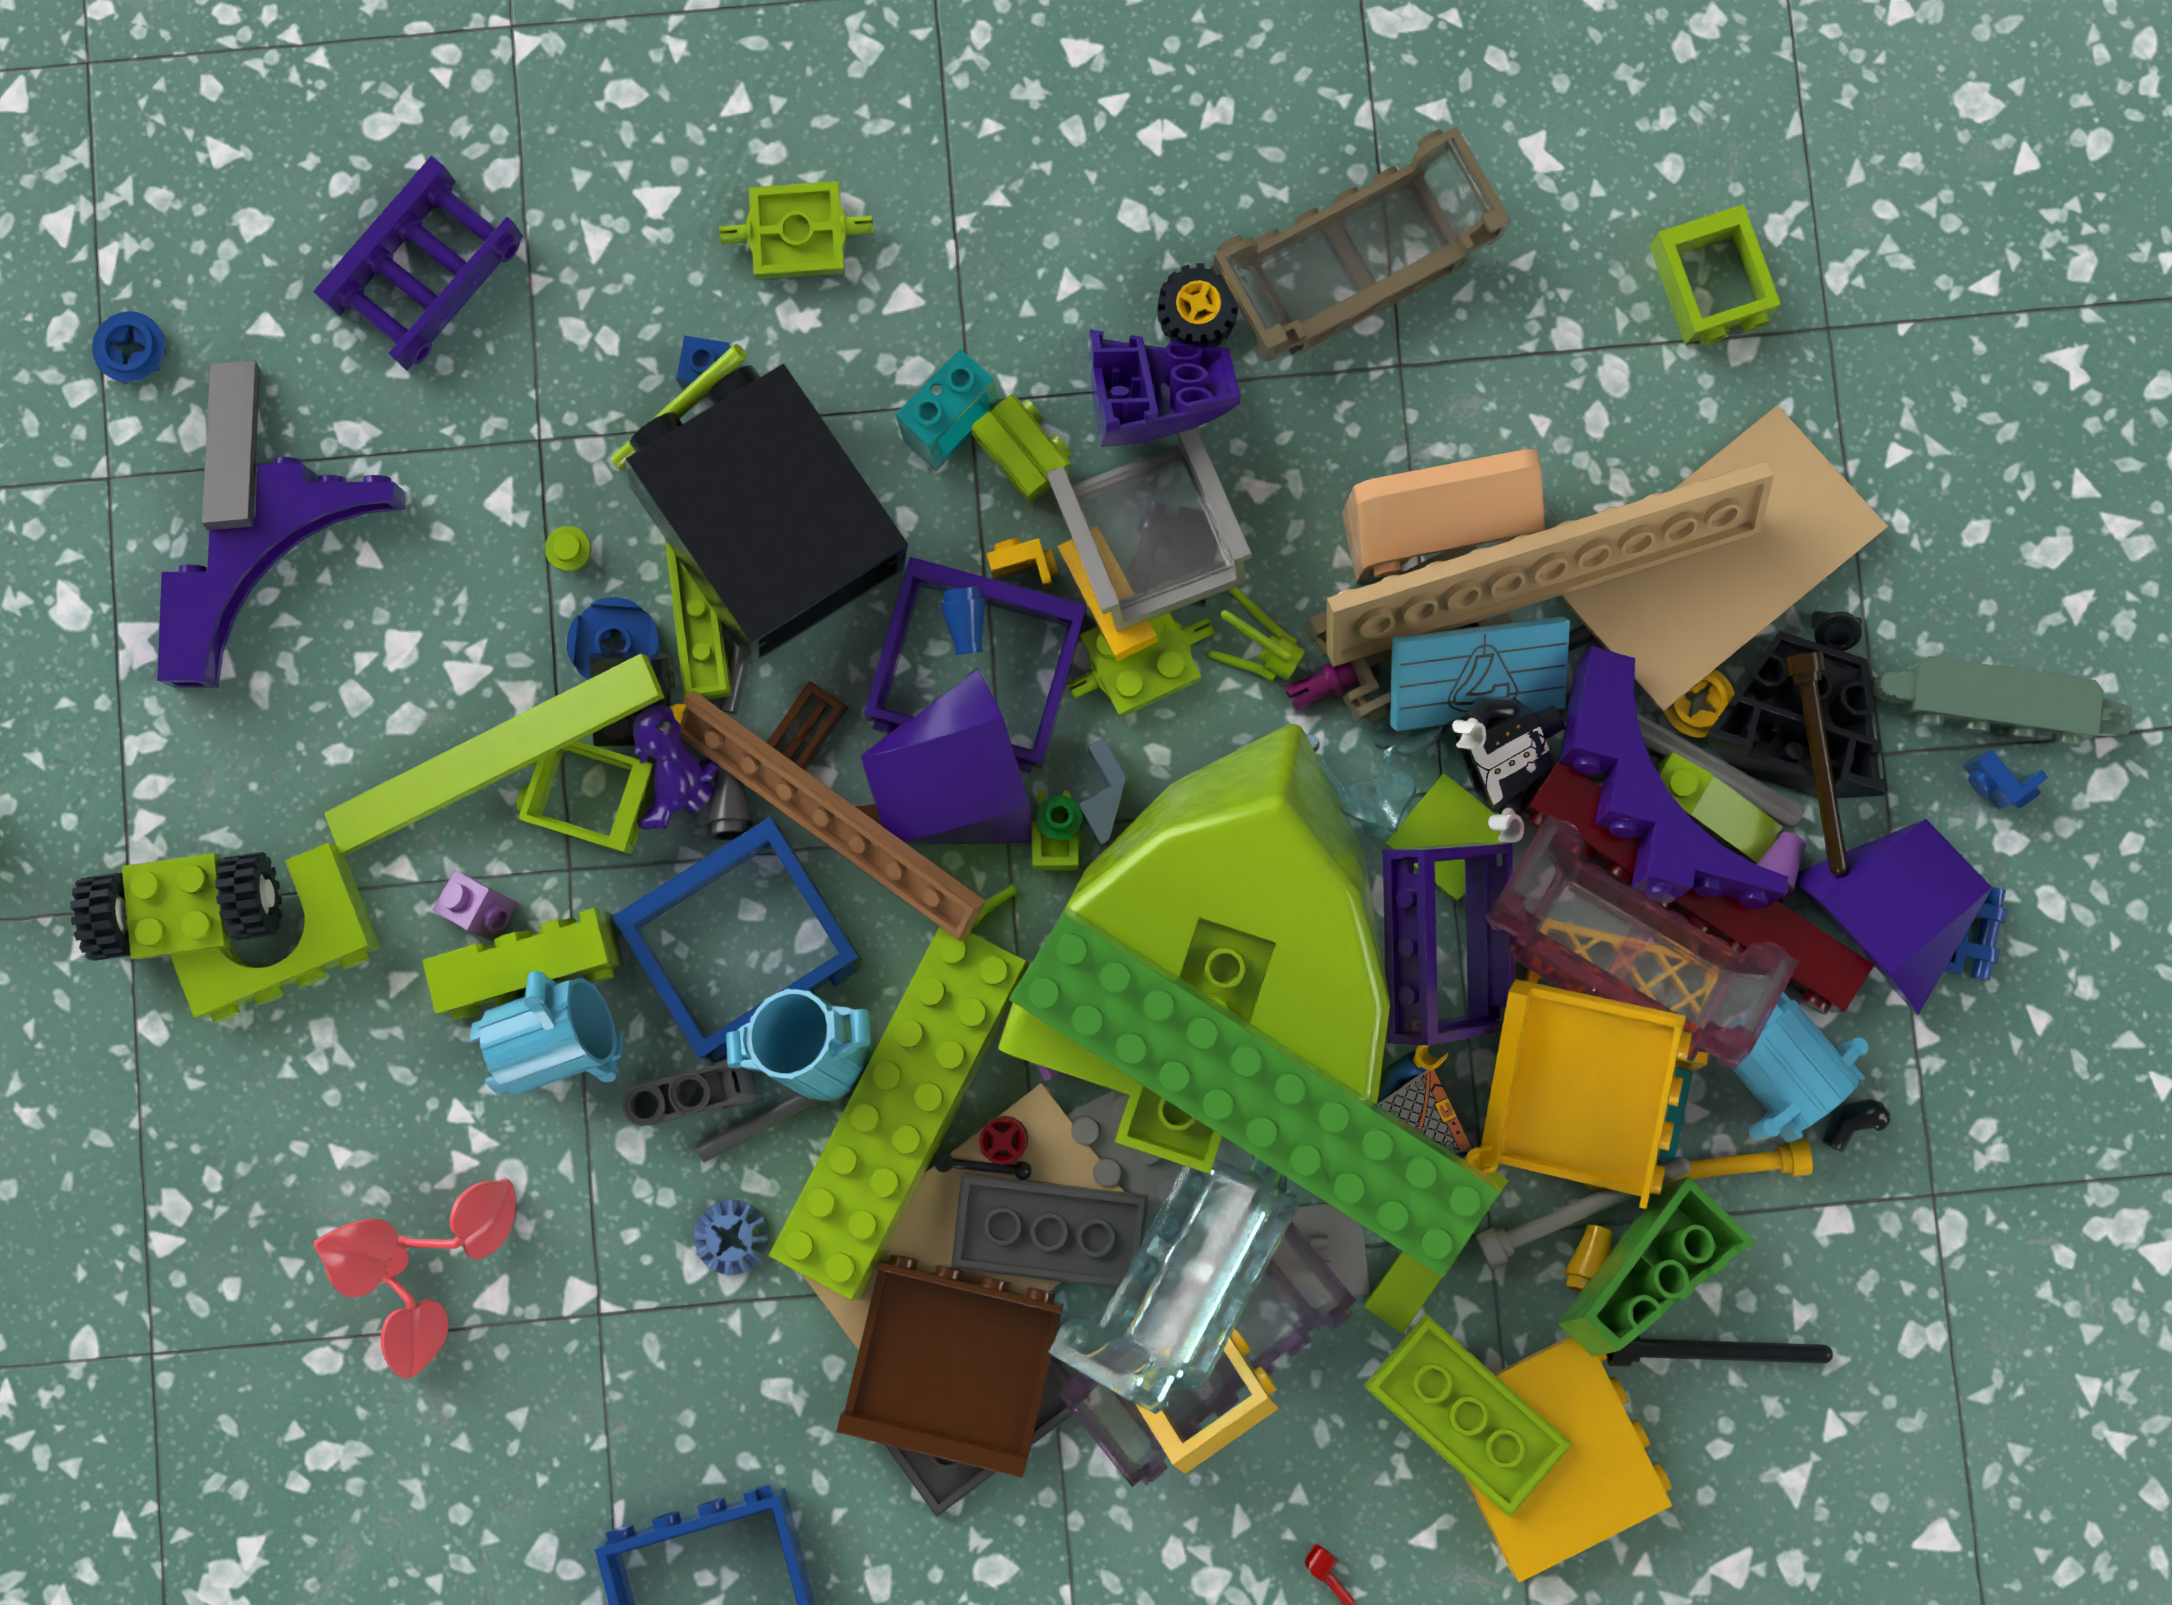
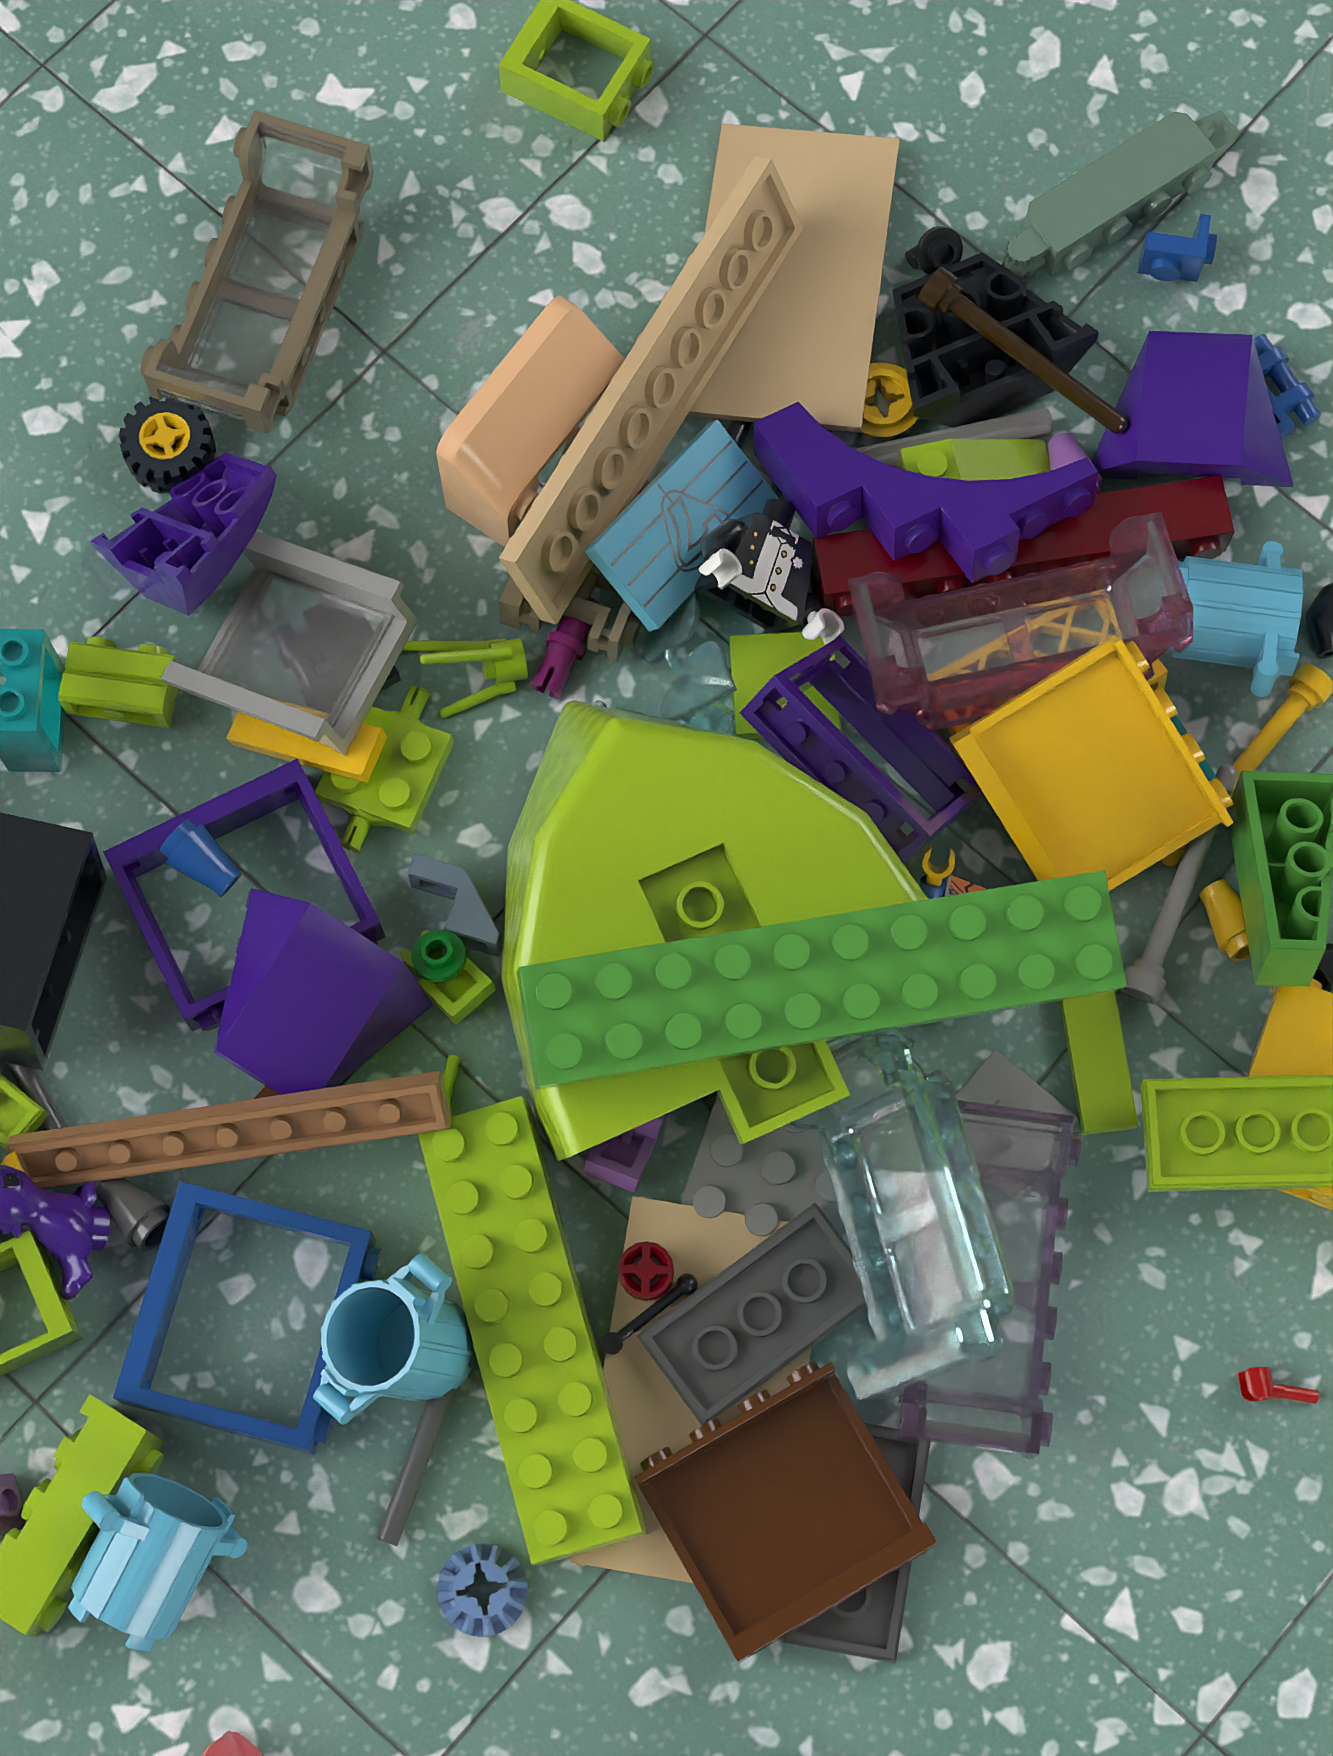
camera: 45 degrees left, 10 degrees down
(719, 1087) = (342, 1459): dark grey piece -> none
(823, 733) = (138, 1045): reddish brown tile -> none
(1013, 556) = (197, 777): yellow bracket -> none
(1190, 1453) = (1068, 1336): yellow window -> none

